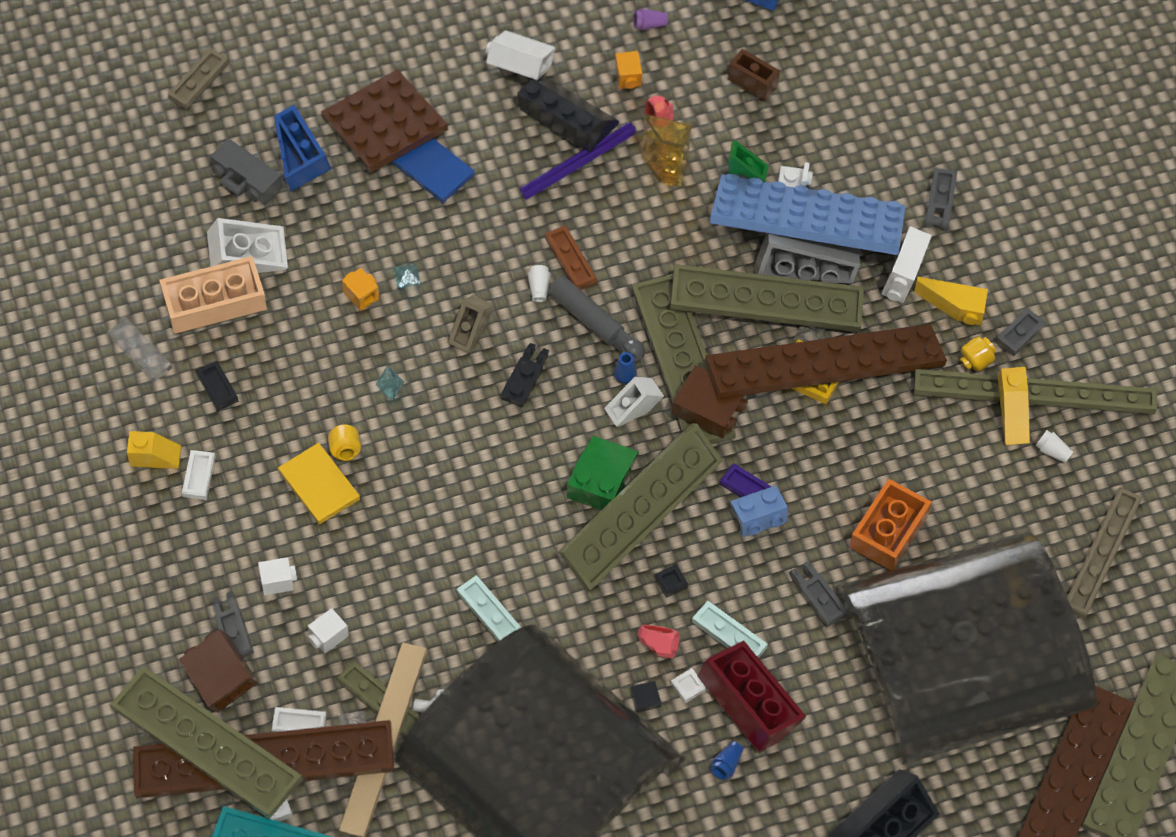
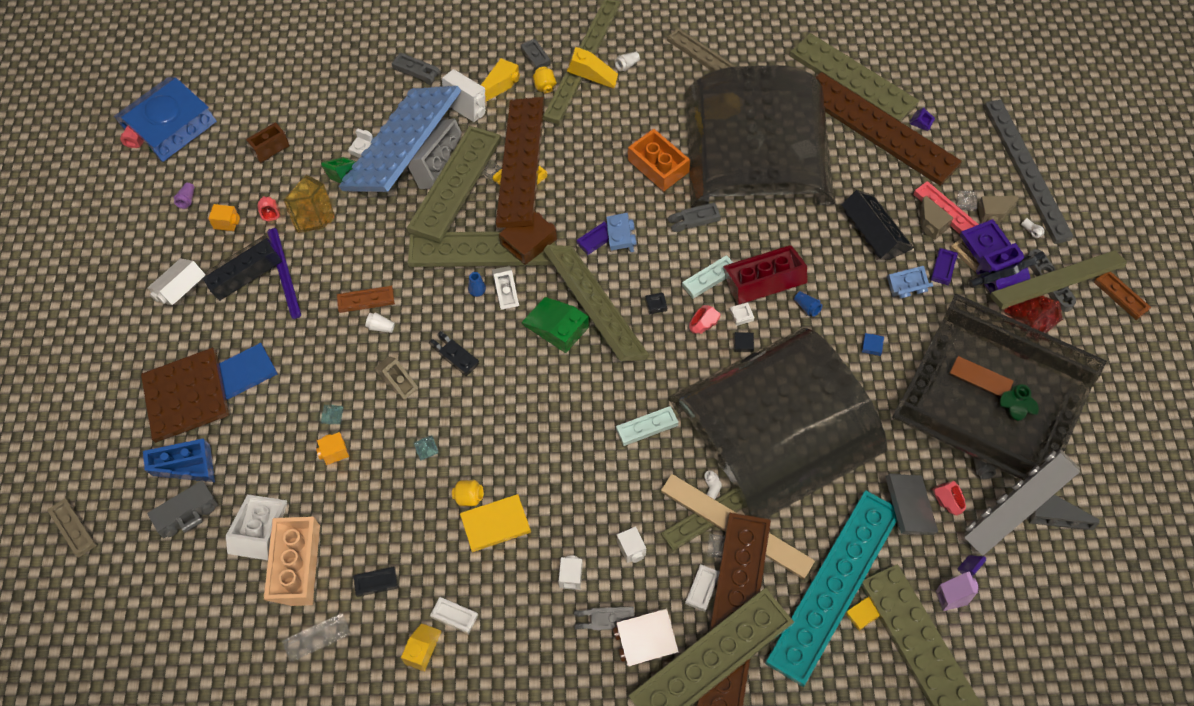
camera: 70 degrees left, 0 degrees up
(595, 317) = (426, 293): dark grey piece -> none

